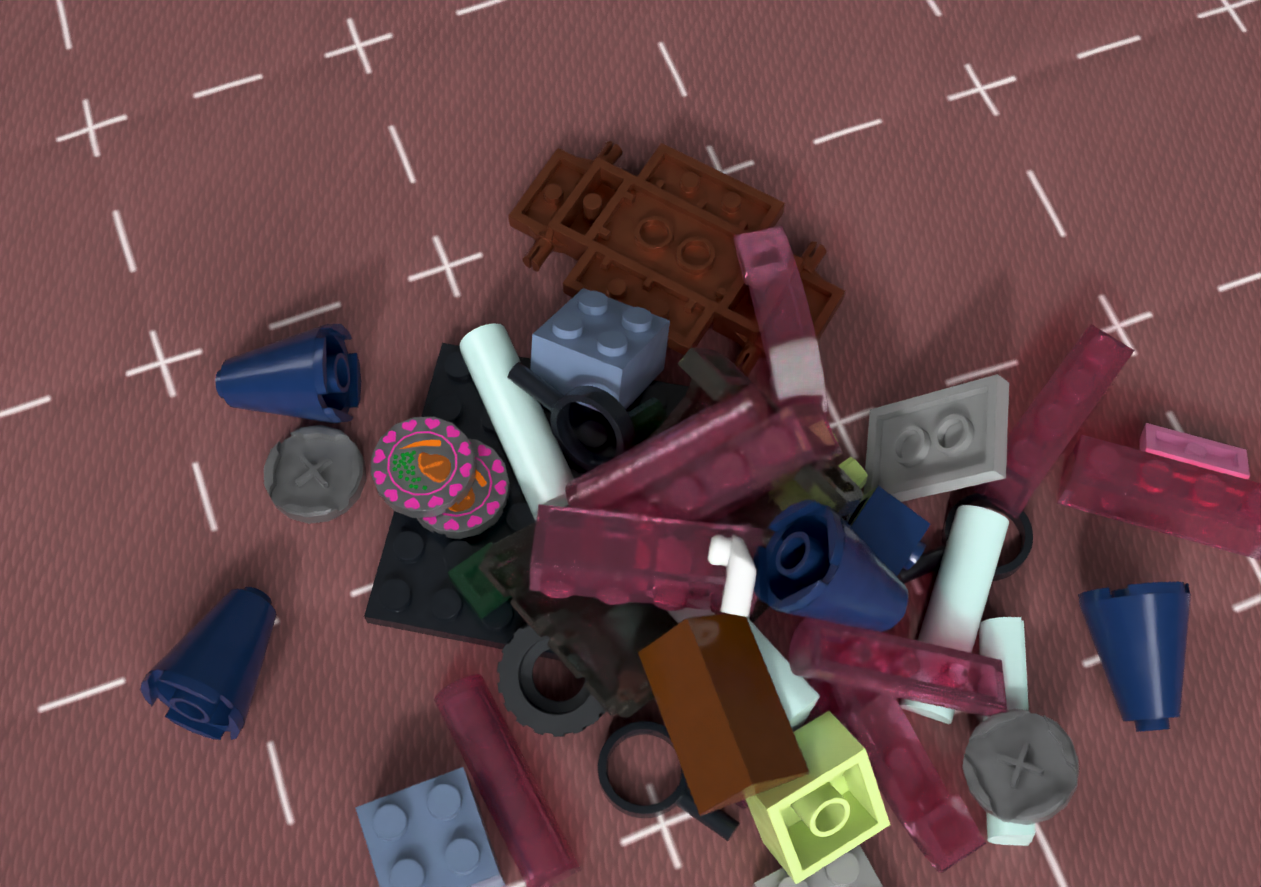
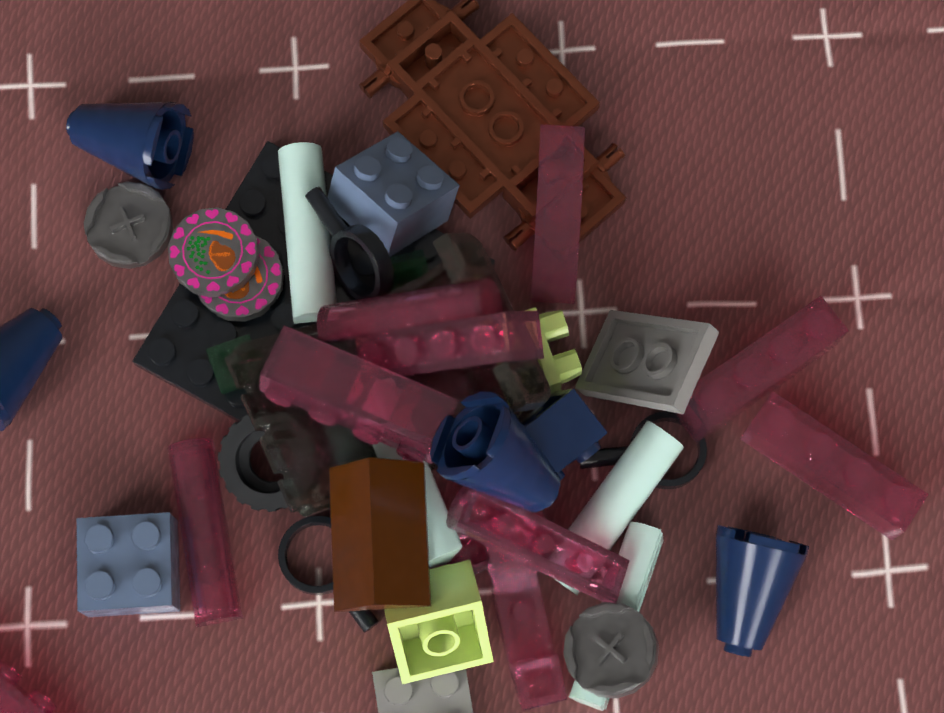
camera: 15 degrees right, 10 degrees up
(740, 573) = (423, 434): white arm -> none
(1194, 450) = (870, 434): bright pink plate -> none

